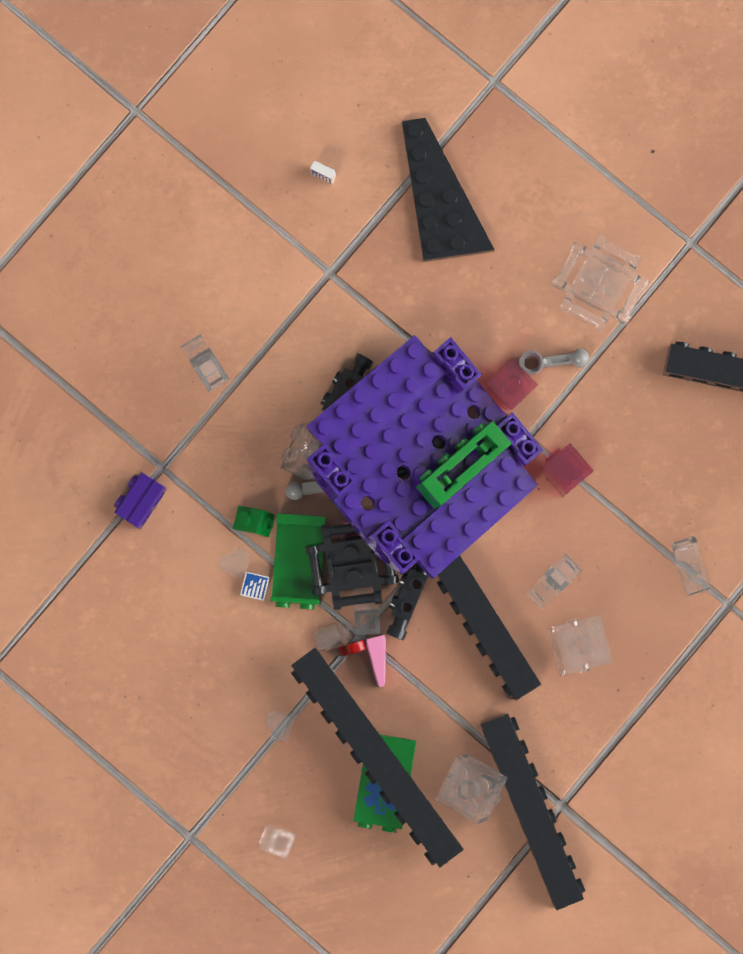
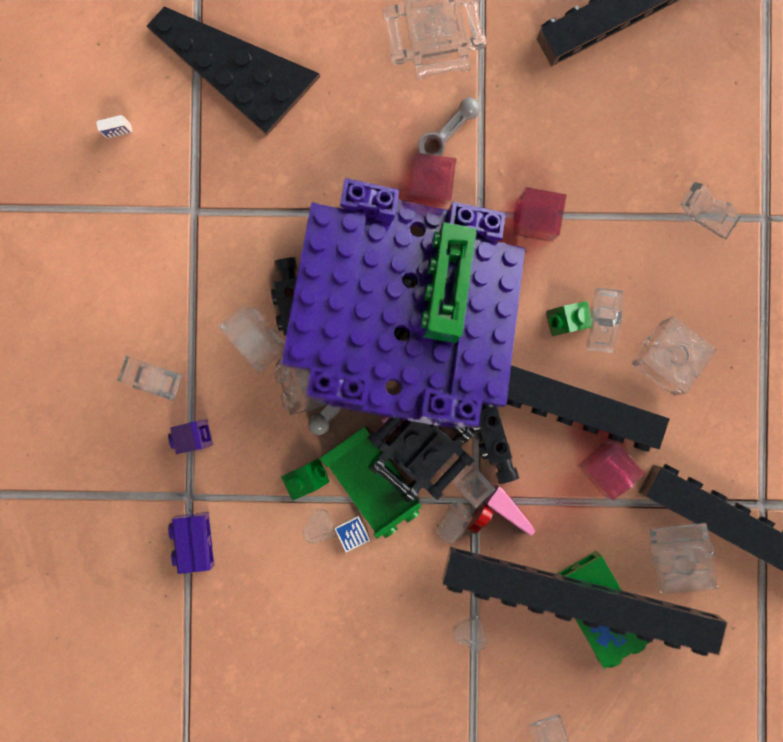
camera: 40 degrees left, 5 degrees up
(199, 426) = (190, 436): none -> dark purple slope
(299, 393) = (252, 337): none -> clear brick
(471, 688) = (611, 470): none -> clear pink head
(530, 560) = (569, 318): none -> green bracket

